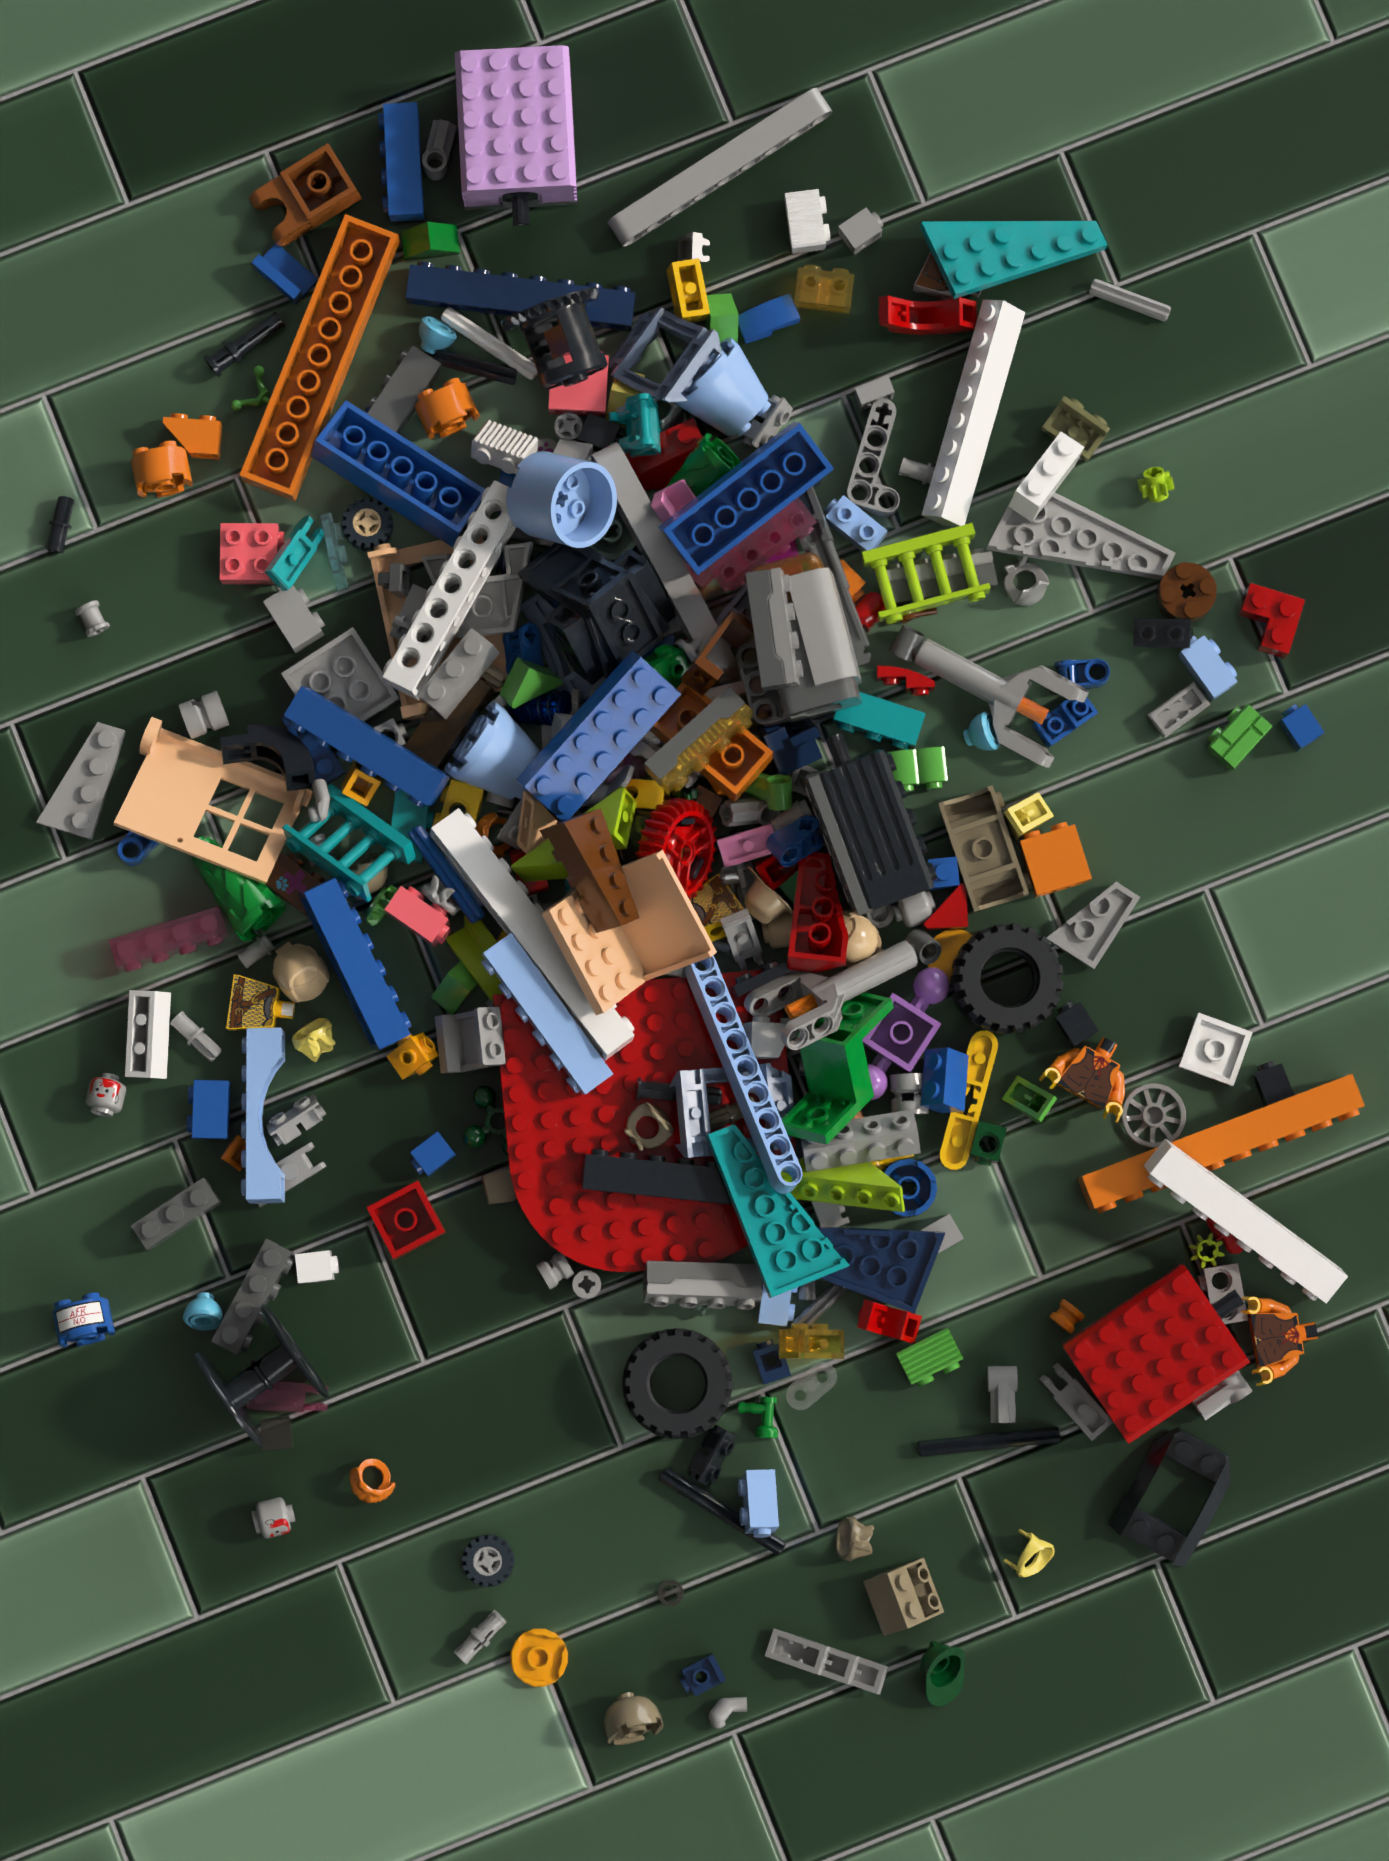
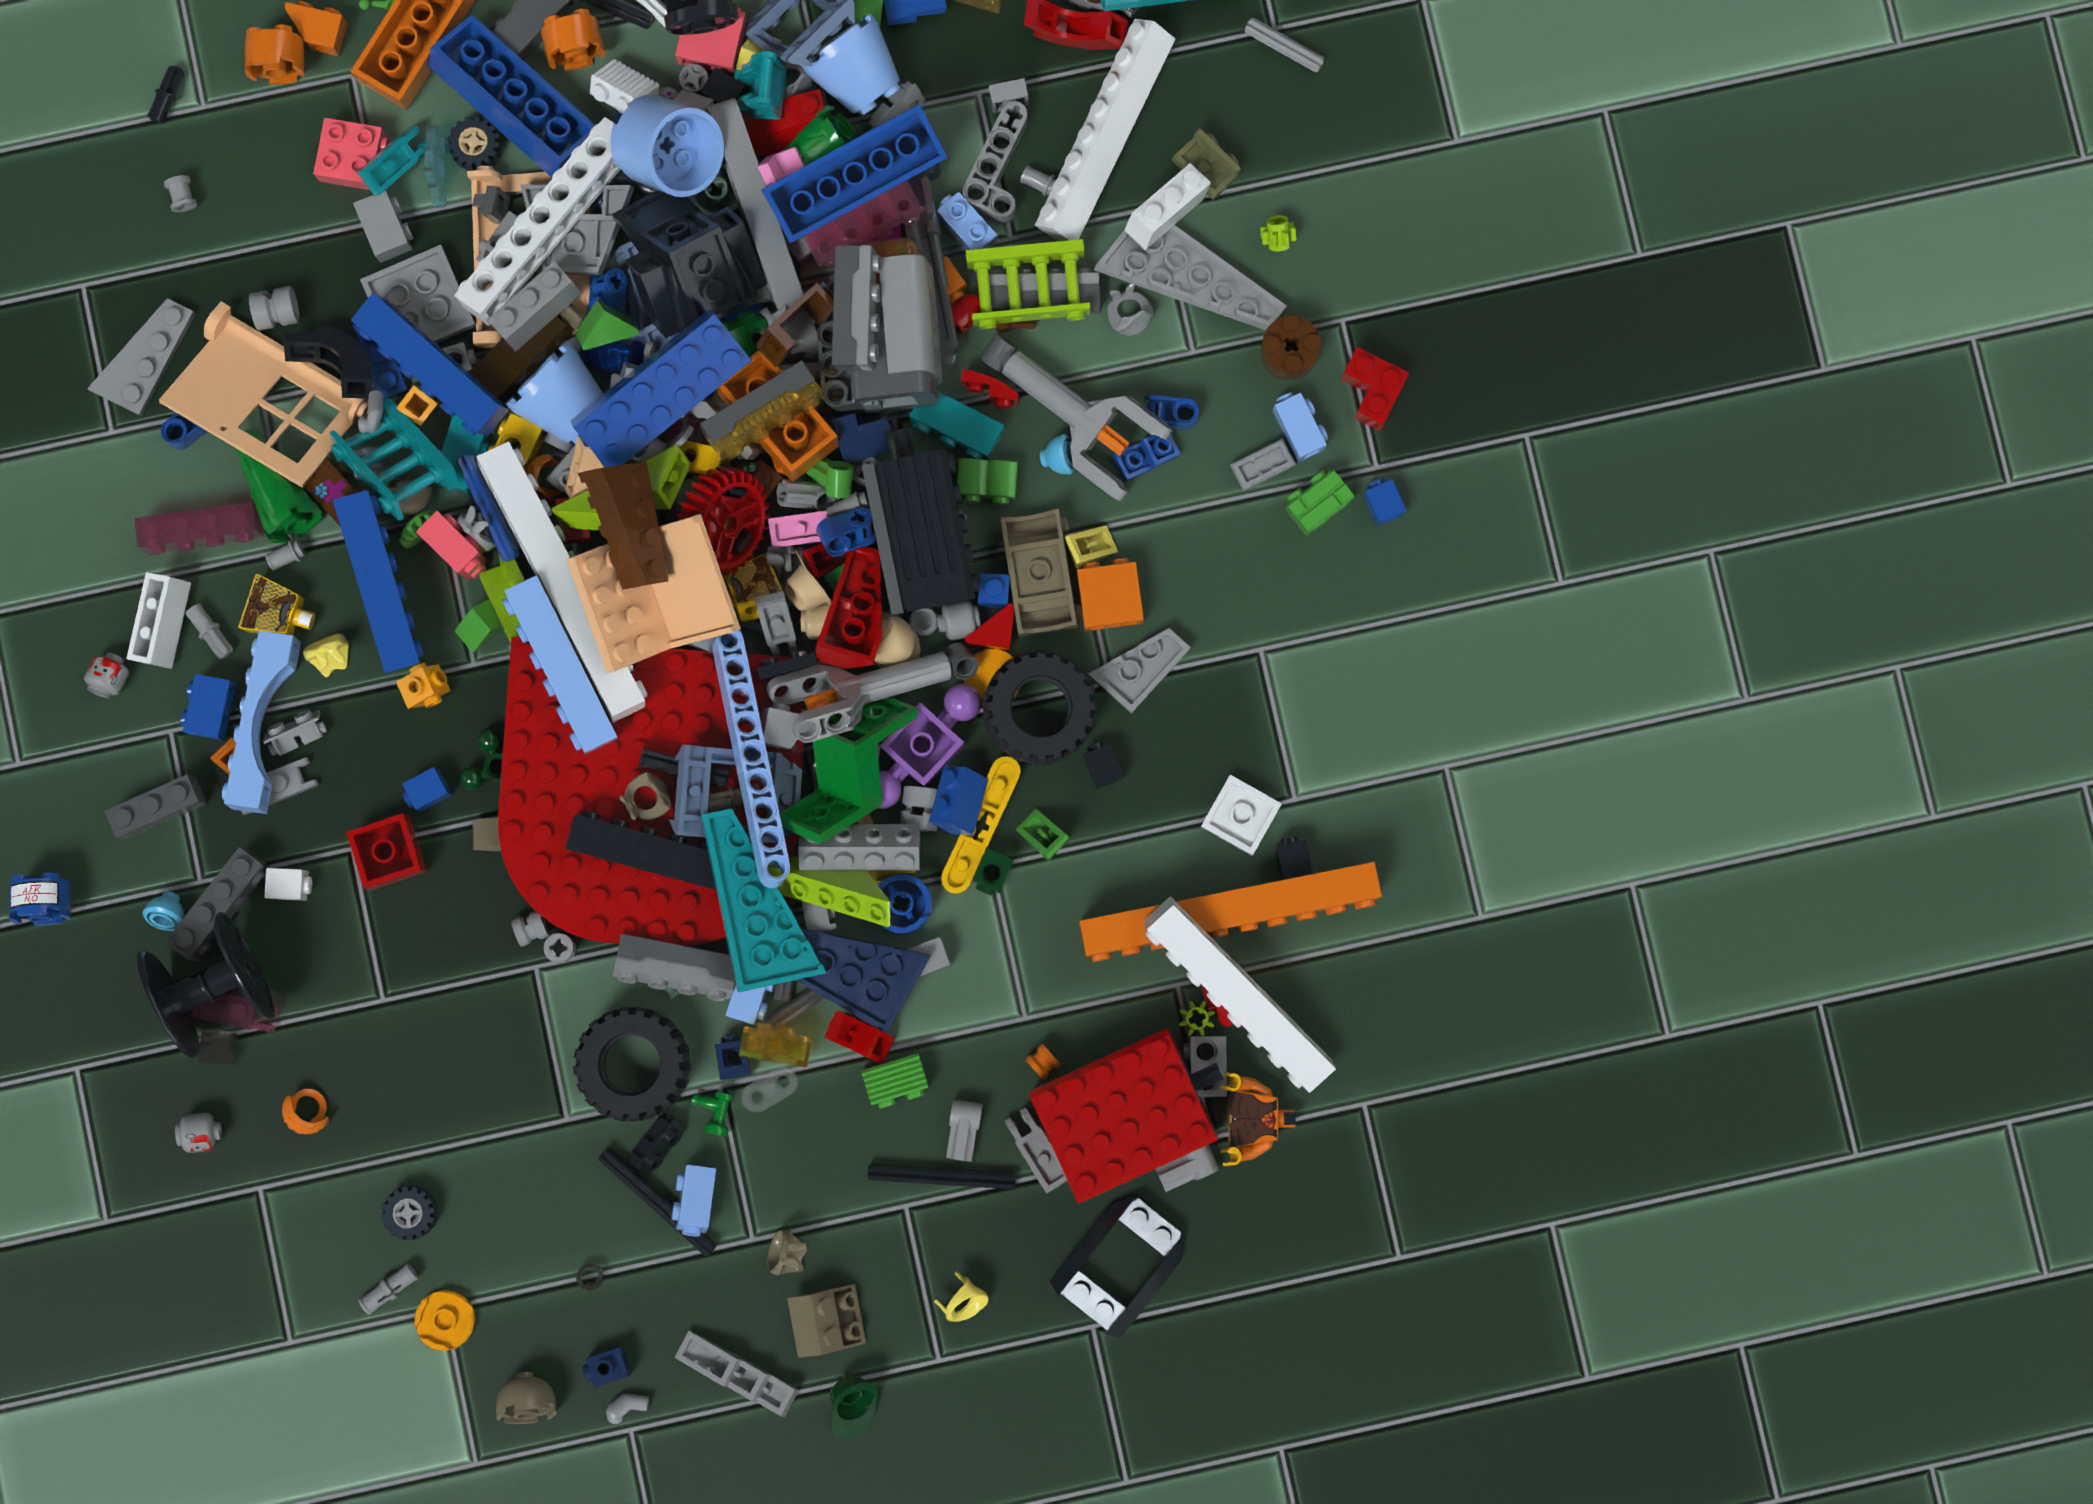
camera: 10 degrees right, 0 degrees up
(300, 972) = (324, 583): tan helmet -> none
(470, 1040) = (482, 680): light grey panel -> none
(1090, 1076) = (1108, 821): torso -> none
(1153, 1115) = (1167, 871): light grey wheel -> none
(1162, 633) = (1259, 383): black hinge -> none

